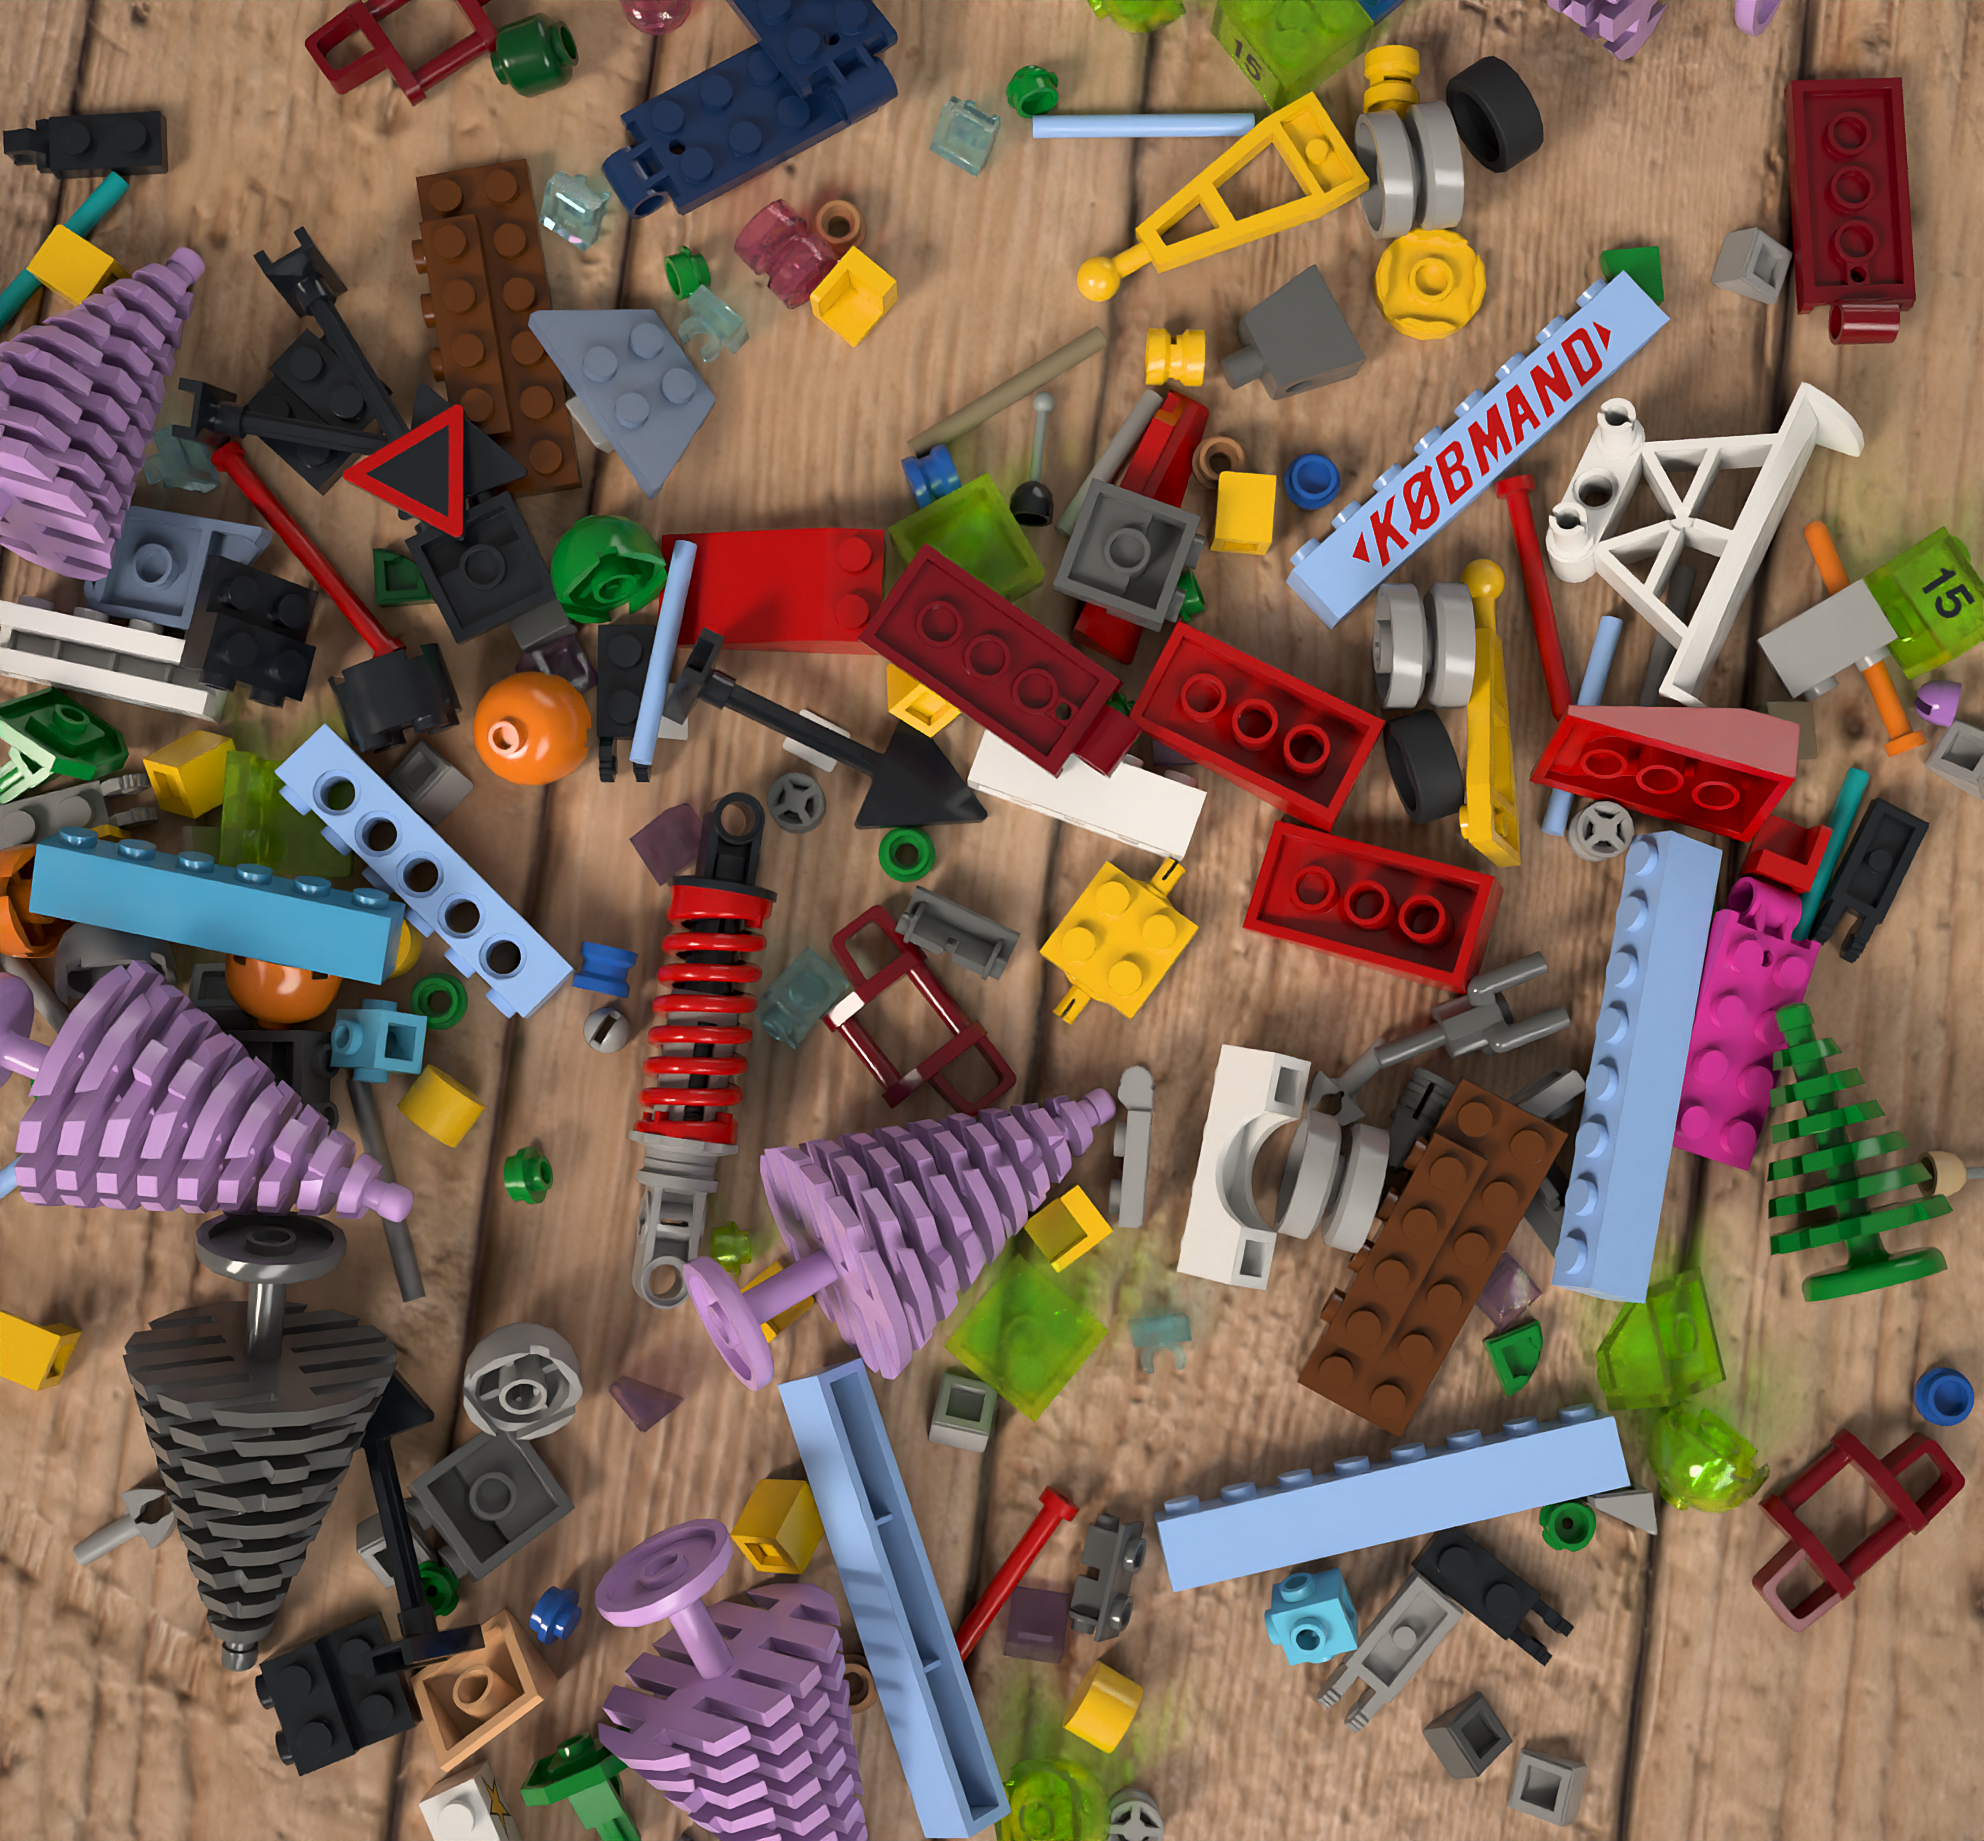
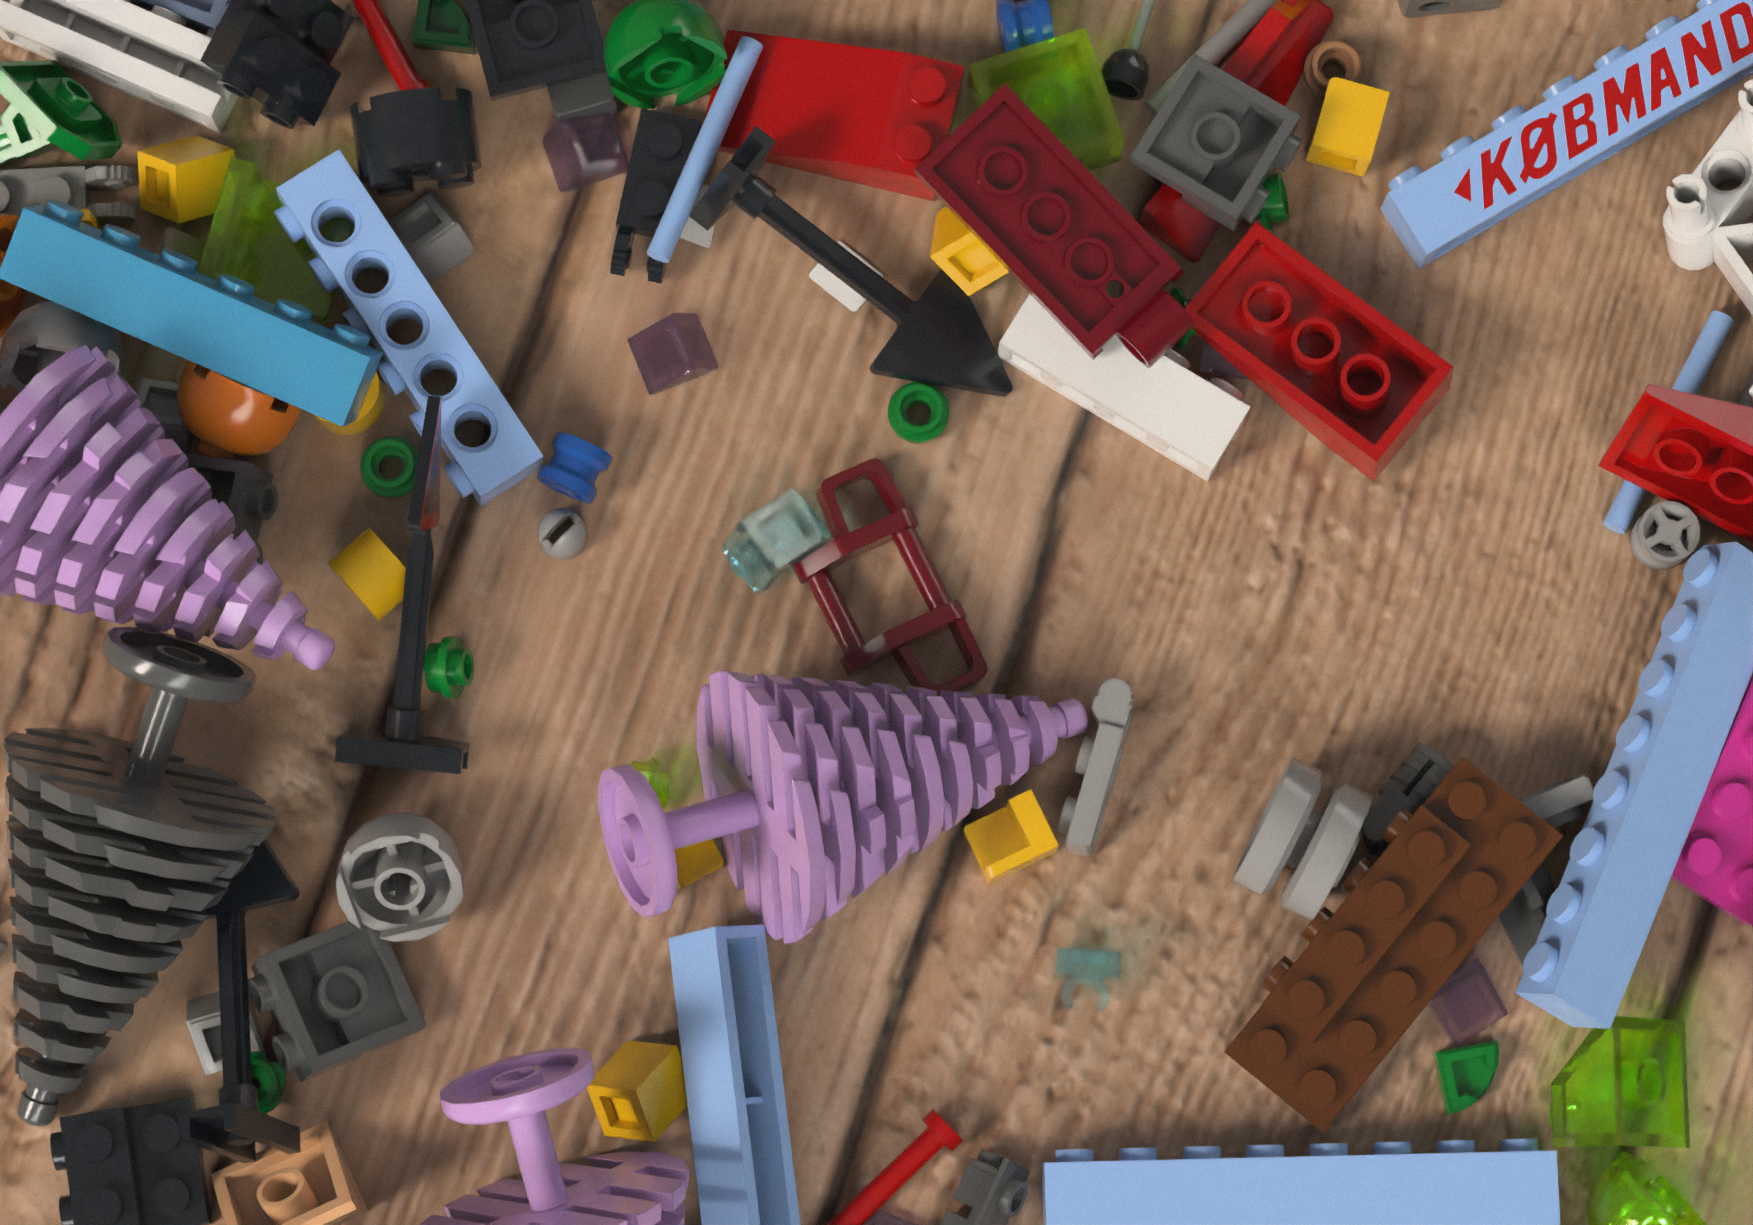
camera: 15 degrees right, 5 degrees down
(378, 1041) = (321, 492): medium azure brick -> none
(396, 1232) = (294, 673): flat silver bar -> none
(501, 1255) = (404, 740): none -> black piece
(532, 728) = (551, 201): orange cylinder -> none
(555, 1615) = (381, 1135): blue plate -> none
(642, 1401) = (522, 931): slope -> none
(698, 1042) = (658, 559): piece -> none
(791, 794) = (809, 323): dark grey wheel -> none
(963, 1413) = (858, 1014): light grey slope -> none
(967, 935) = (956, 503): dark grey hinge -> none
(1025, 1337) = (943, 938): clear neon green brick -> none
(1119, 940) = (1126, 548): yellow plate -> none
(1223, 1228) = (1235, 739): white arch -> none
(1311, 481) = (1428, 109): blue plate -> none
(1348, 1085) = (1346, 746): light grey bar -> none
(1374, 907) = (1408, 567): red slope -> none
(1423, 645) = (1519, 300): light grey wheel -> none
(1423, 766) = (1487, 426): black tyre -> none
(1480, 1018) = (1499, 703): dark grey plant -> none
(1492, 807) = (1551, 488): yellow plate -> none
(1516, 492) = (1644, 163): red bar -> none

